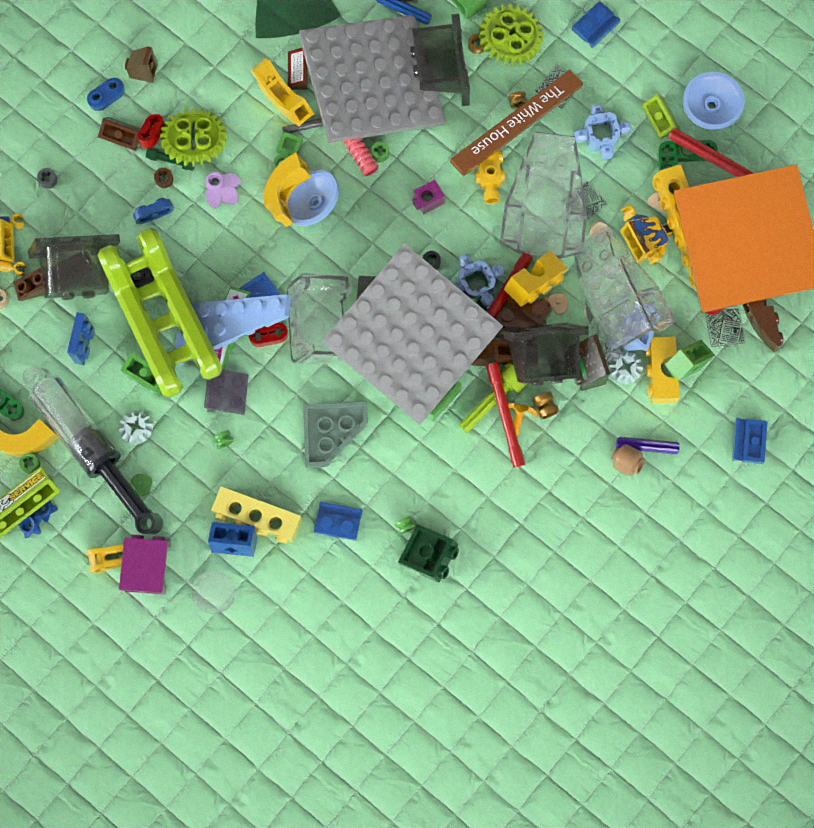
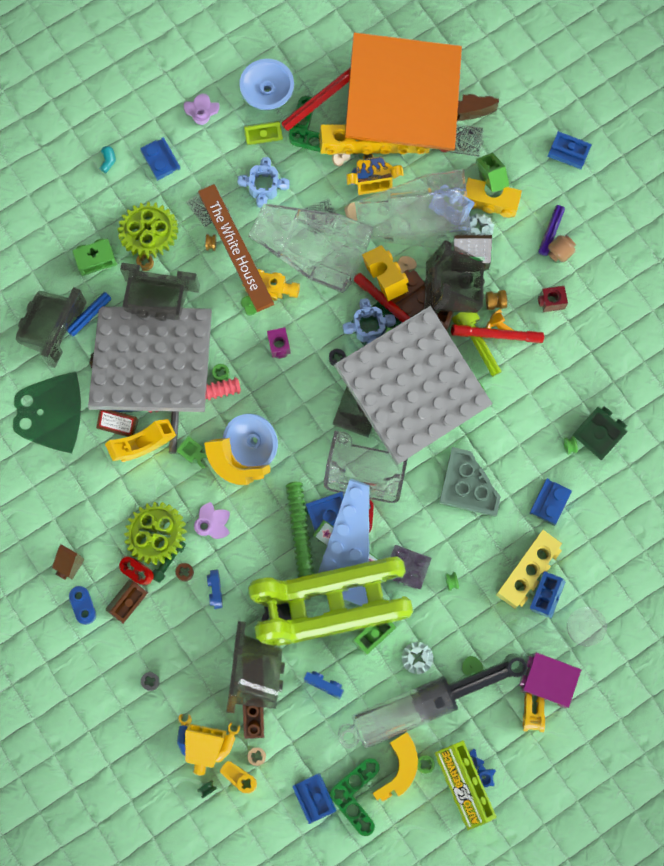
camera: 75 degrees left, 0 degrees up
(236, 274) = (300, 529): none -> bright green piece
(566, 474) = (558, 293): none -> dark red brick
(665, 47) = (201, 109): none -> lavender plate

